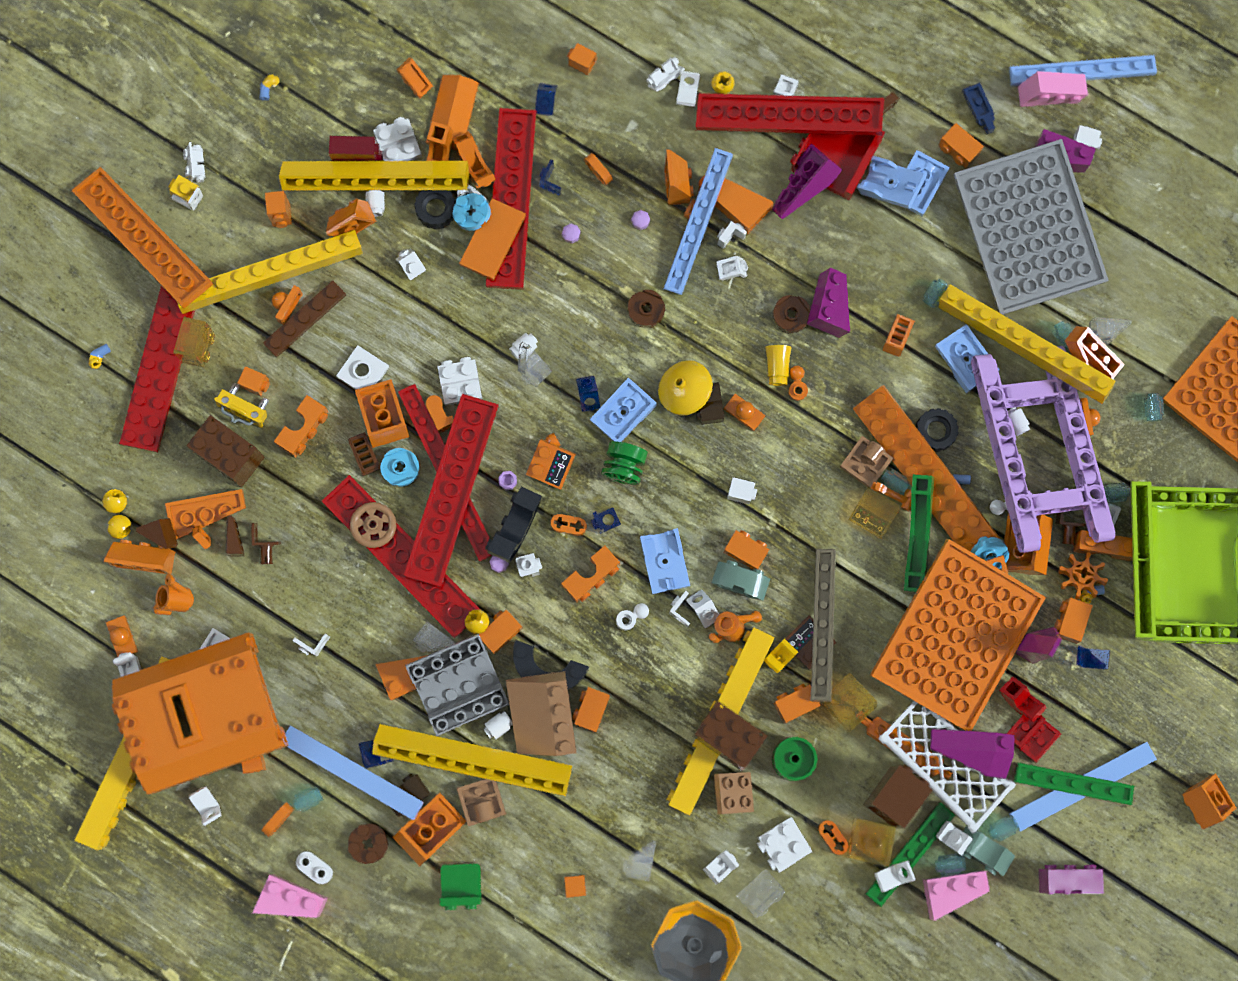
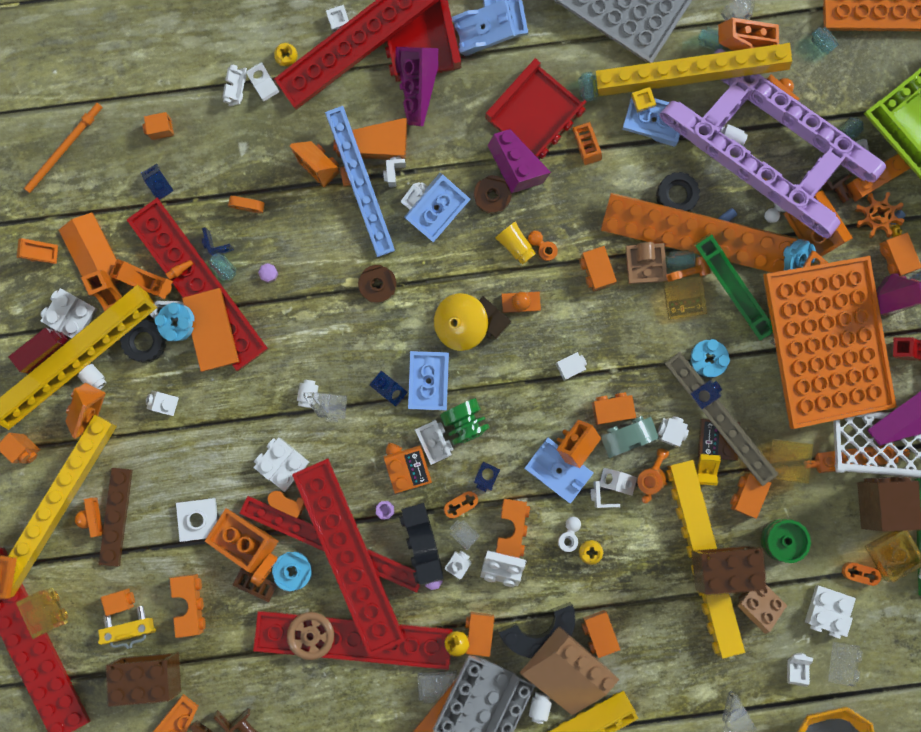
camera: 35 degrees left, 5 degrees up
(380, 447) = (264, 570): none -> orange beam
(505, 175) = (177, 270): none -> orange piece
(534, 11) = (87, 119): none -> orange bar
(540, 200) = (222, 267): none -> clear light blue brick
(552, 547) = (464, 533): none -> clear brick
(559, 596) = (502, 569): none -> white plate
(588, 460) = (433, 441): none -> white bracket
(629, 643) = (596, 558): none -> yellow piece
(640, 220) = (313, 217): lavender tile -> none
(696, 551) = (578, 443): none -> orange brick
(754, 292) = (450, 202): none -> light blue piece
(778, 604) = (673, 431): none -> white brick
(825, 435) = (597, 268): none -> orange brick
(836, 600) = (714, 390): none -> clear blue bracket
(862, 582) = (711, 347): none -> medium azure plate
(880, 277) = (536, 109): none -> red panel
(968, 335) = (643, 99): none -> yellow plate

